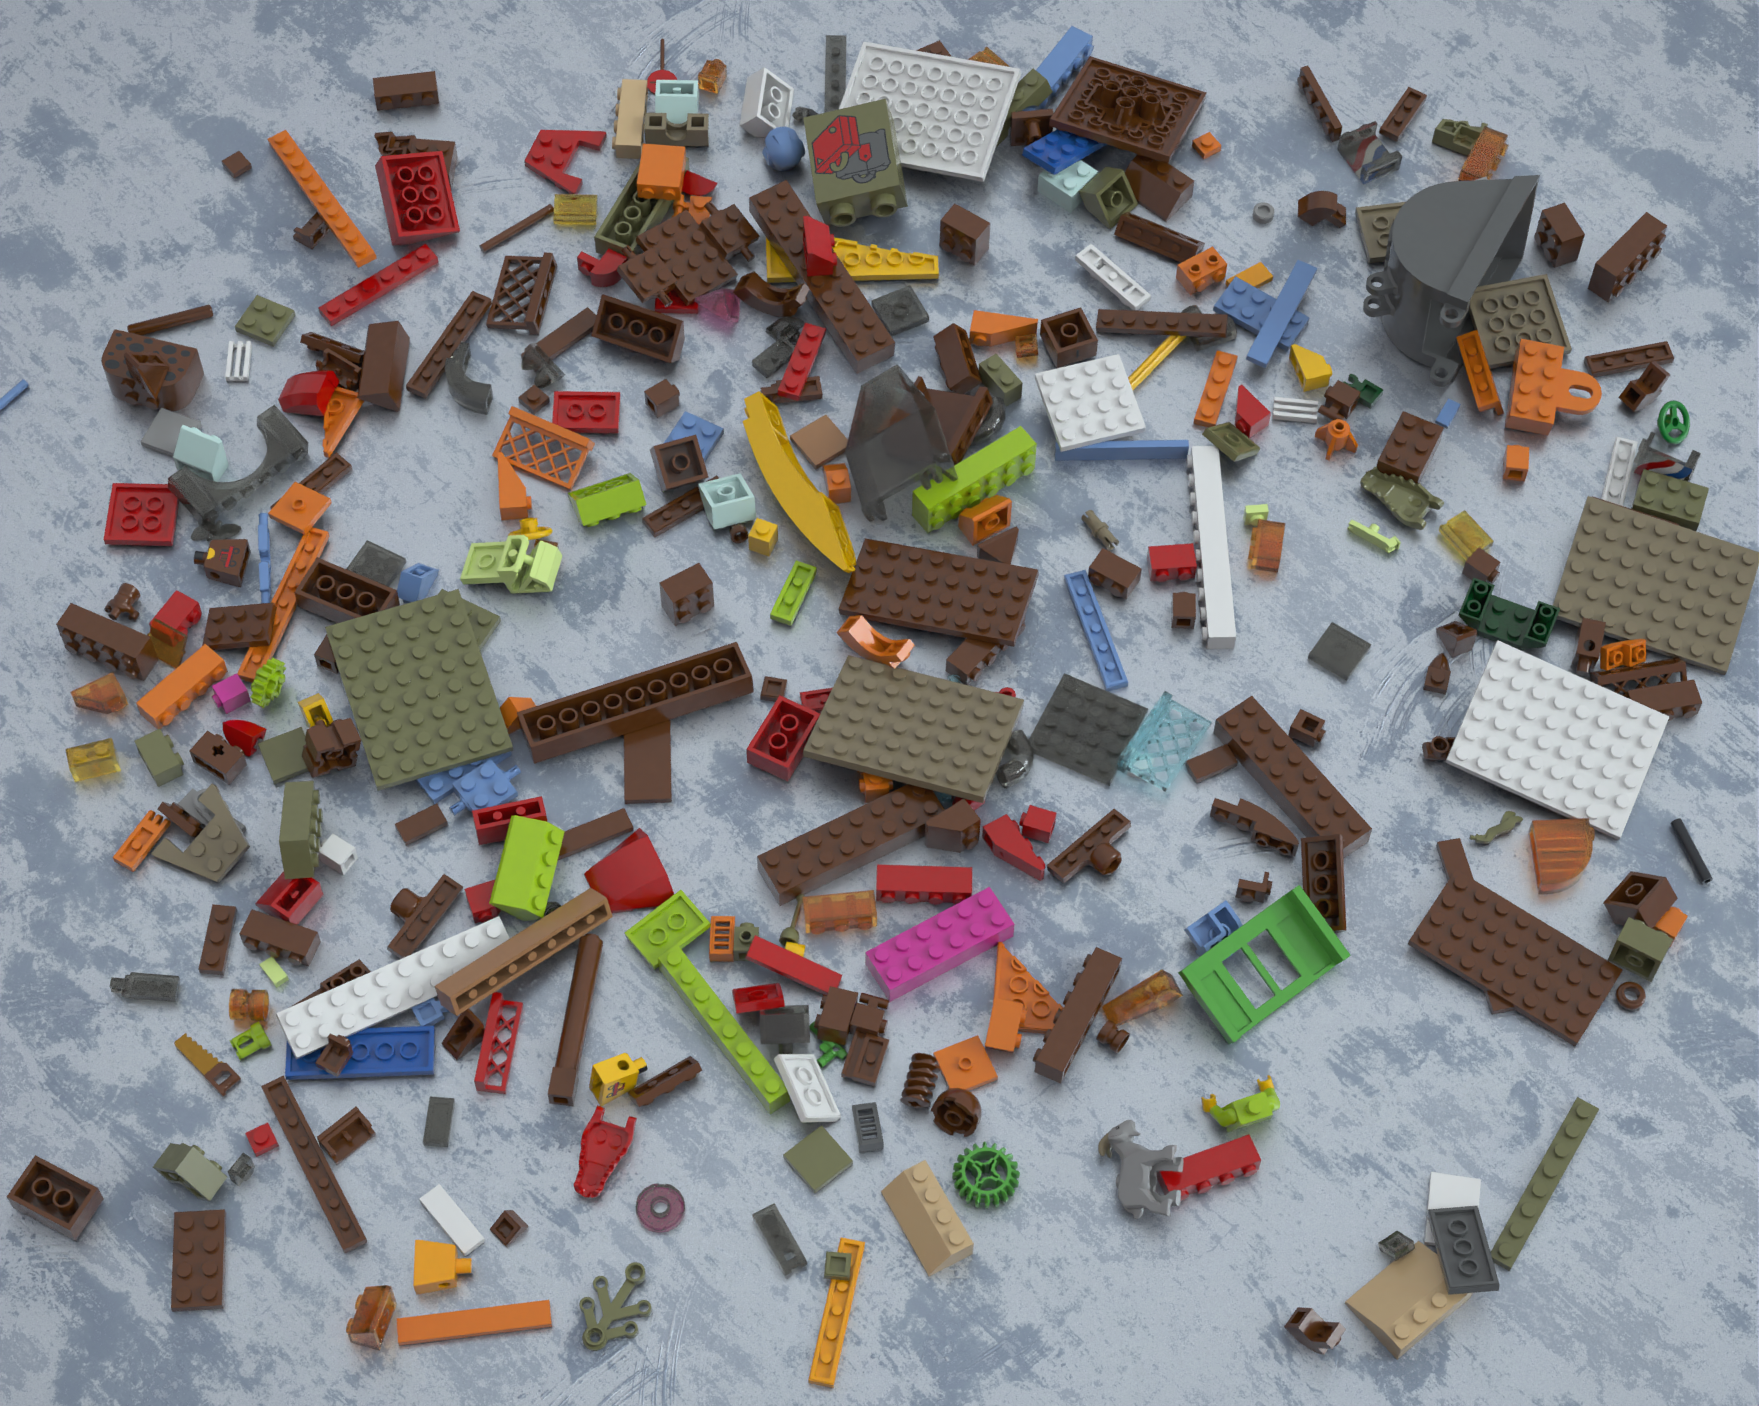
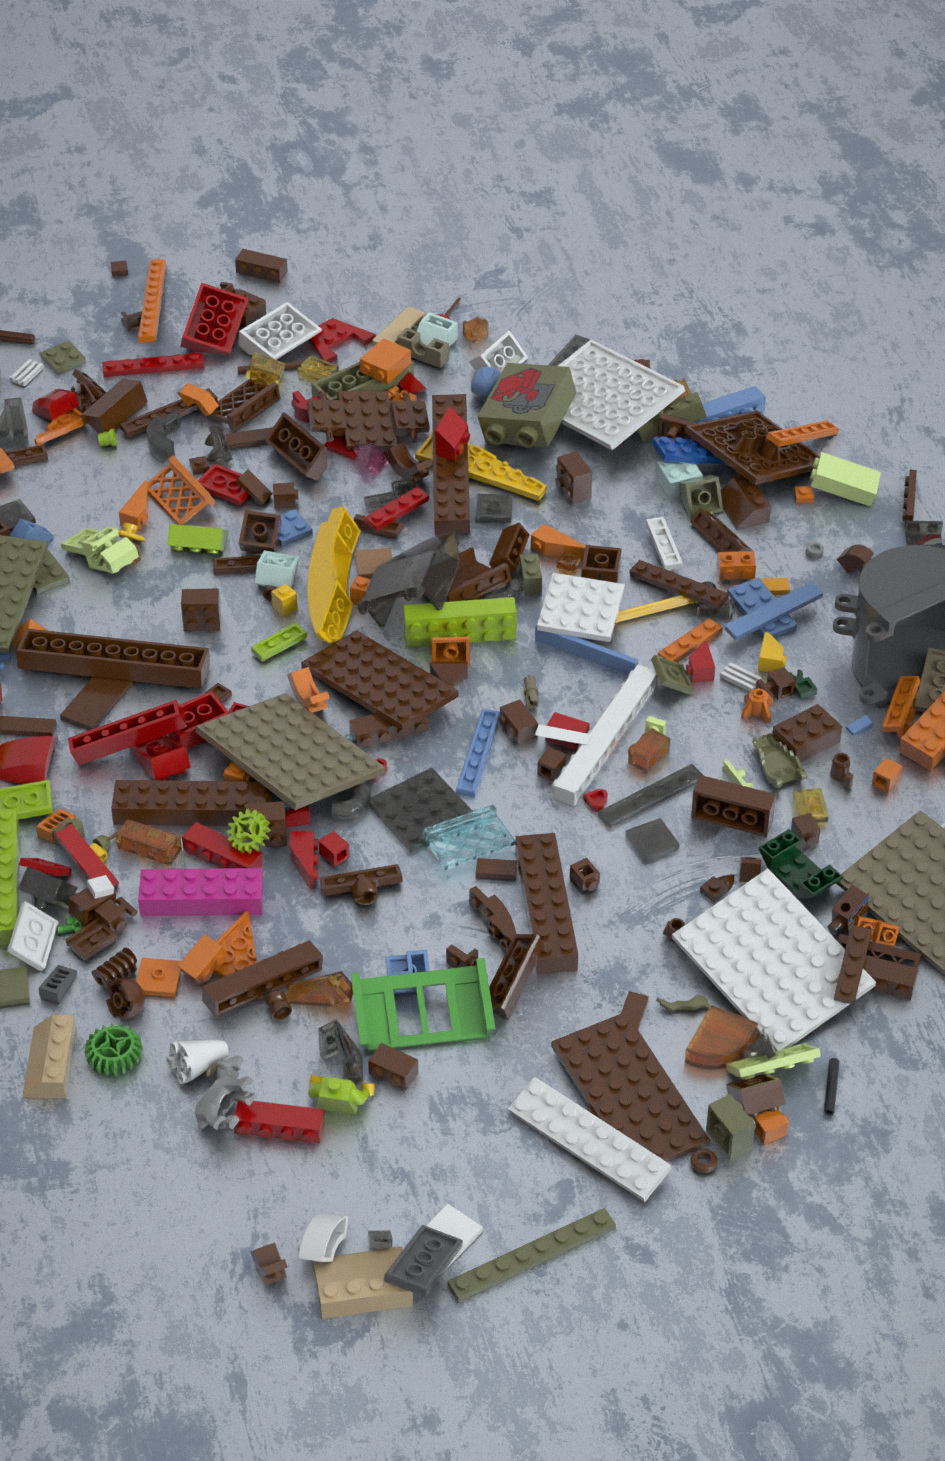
camera: 30 degrees right, 15 degrees down
(405, 411) = (107, 438): none -> lime piece
(474, 310) = (192, 394): none -> orange slope
(501, 182) = (277, 332): none -> white slope
(520, 238) = (265, 369): none -> clear yellow brick
(624, 404) = (254, 487): none -> reddish brown tile
(730, 792) = (127, 732): none -> red brick
(773, 798) = (161, 757): none -> red slope
(840, 995) = (100, 886): none -> white tile
(954, 840) = (239, 835): none -> lime gear
(1077, 1143) = (194, 1057): none -> white cone
(1166, 70) = (802, 433): none -> orange tile
(1176, 571) = (563, 734): none -> white sticker
(1224, 1055) = (335, 1040): none -> clear smoke panel
(1243, 109) = (845, 479): none -> yellowish green brick
(1252, 630) = (596, 799): none -> red tile
(1275, 1048) = (393, 1066): none -> reddish brown brick
(1302, 598) = (649, 796): none -> clear smoke tile
(1347, 1275) = (323, 1237): none -> white brick
(1400, 575) = (733, 806): none -> reddish brown brick
(1466, 478) = (840, 769): none -> reddish brown piece
(1515, 1029) = (590, 1139): none -> white plate
(1610, 842) = (761, 1046): none -> clear smoke tile
(1627, 852) = (784, 1058): none -> yellowish green plate
(1642, 710) = (852, 964): none -> reddish brown plate

